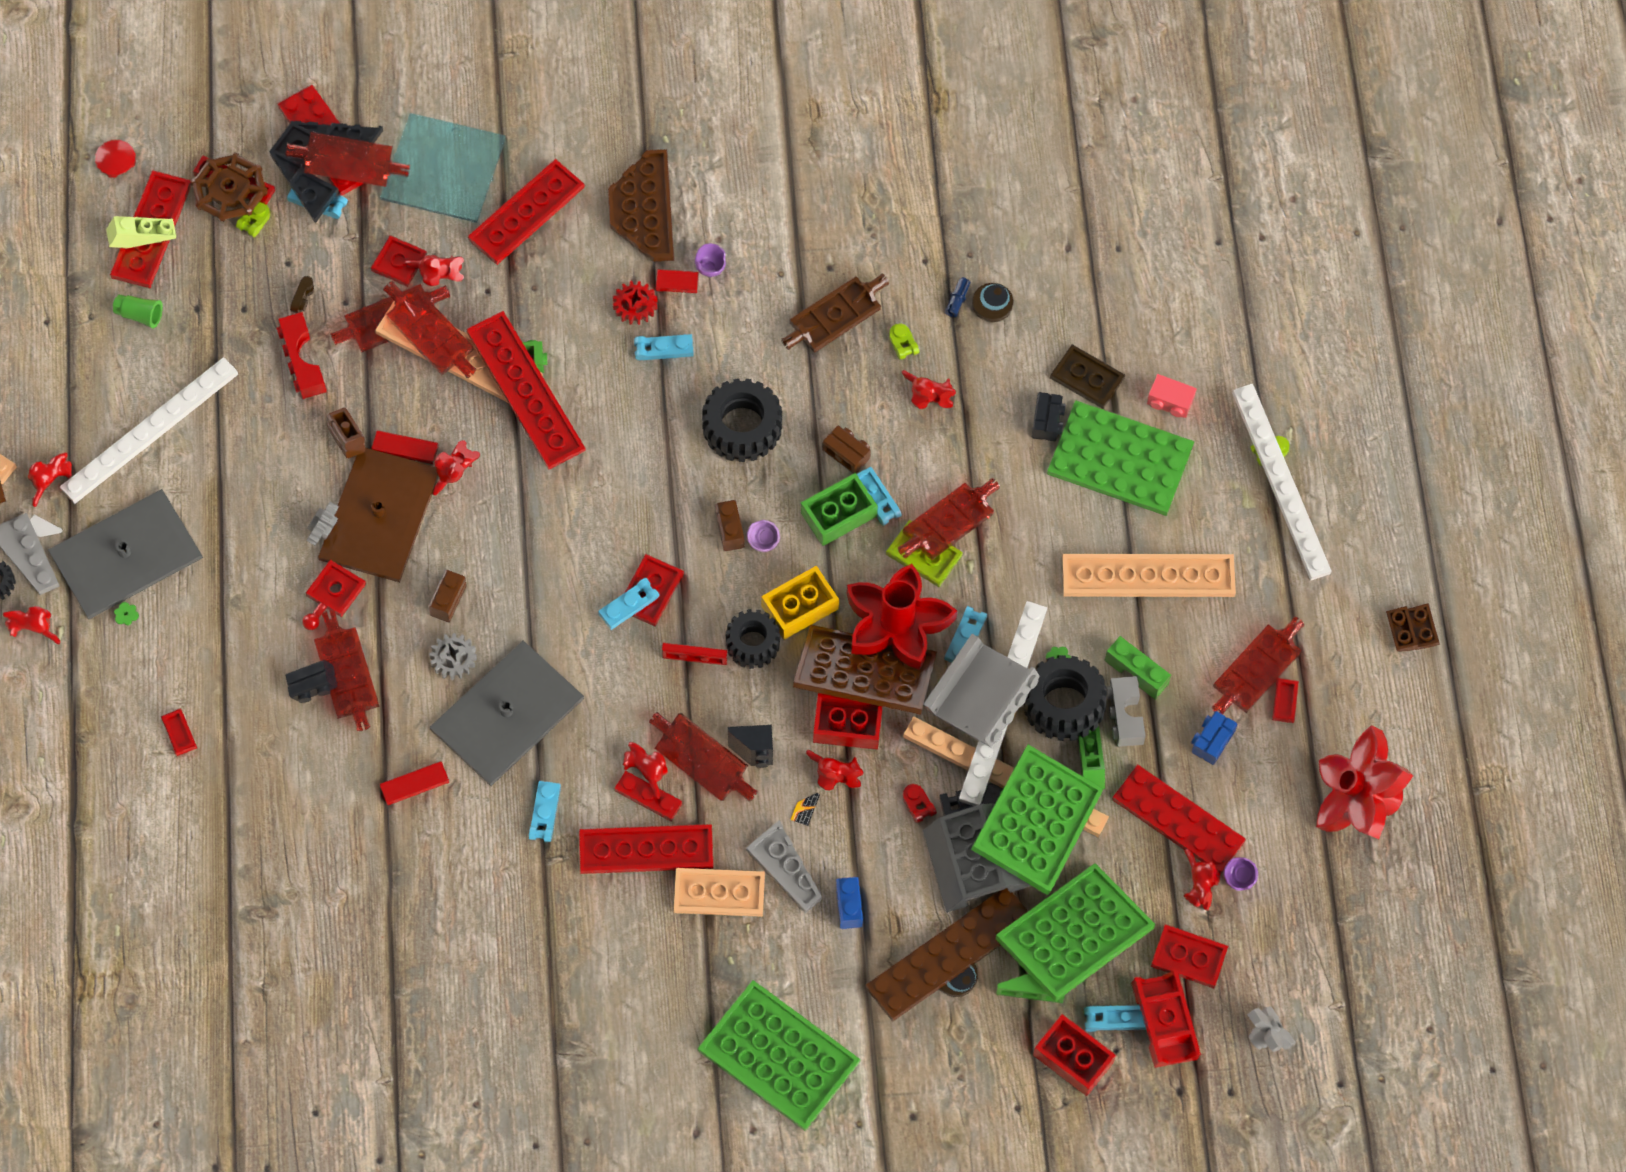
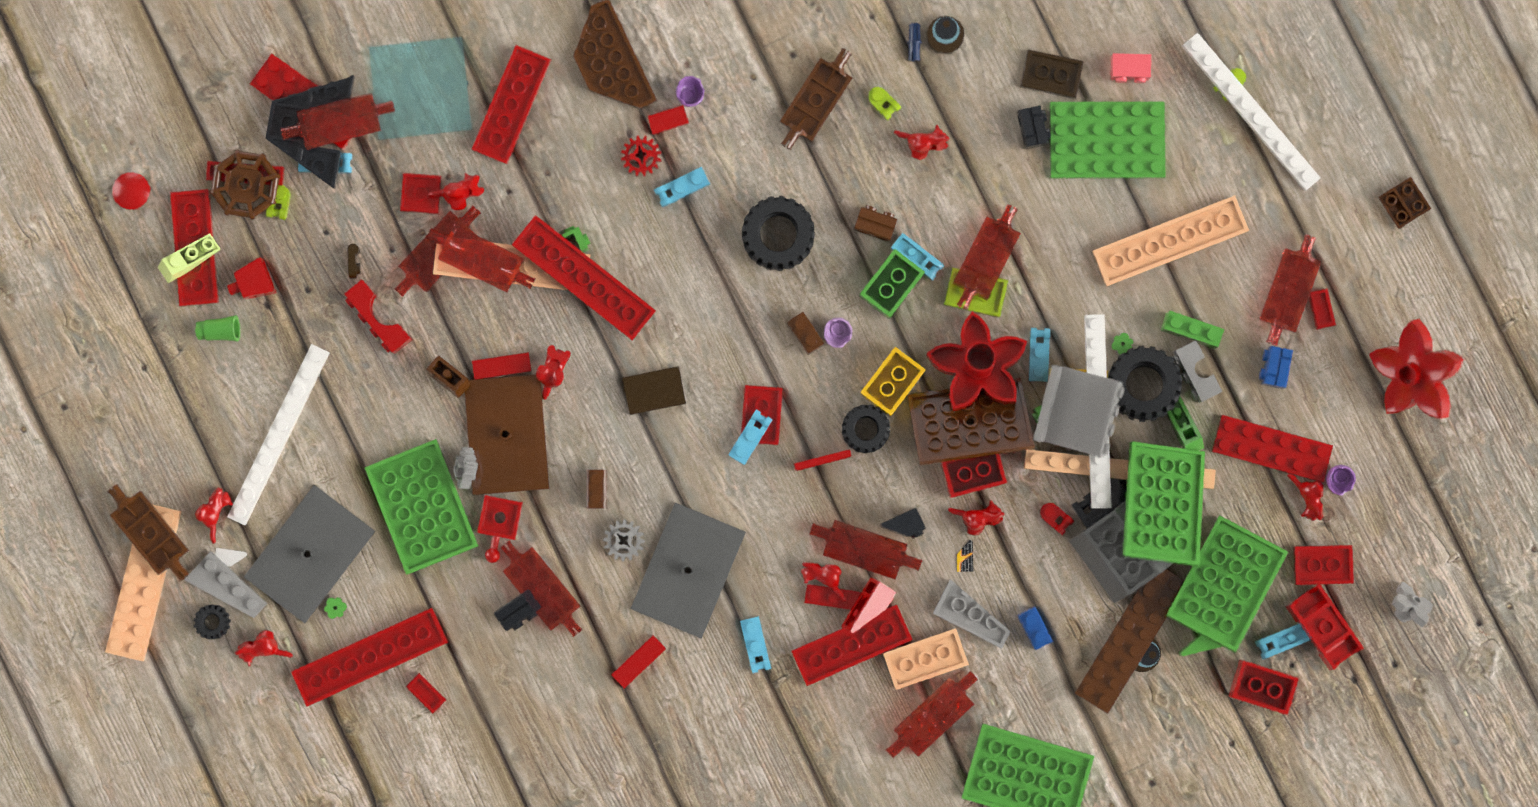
camera: 20 degrees left, 20 degrees up
(137, 673) = (369, 657): none -> red plate
(193, 278) = (252, 280): none -> red torso
(260, 549) = (421, 506): none -> bright green plate
(549, 526) = (654, 390): none -> dark brown tile
(689, 808) = (870, 603): none -> slope
(702, 952) = (933, 716): none -> clear red plate

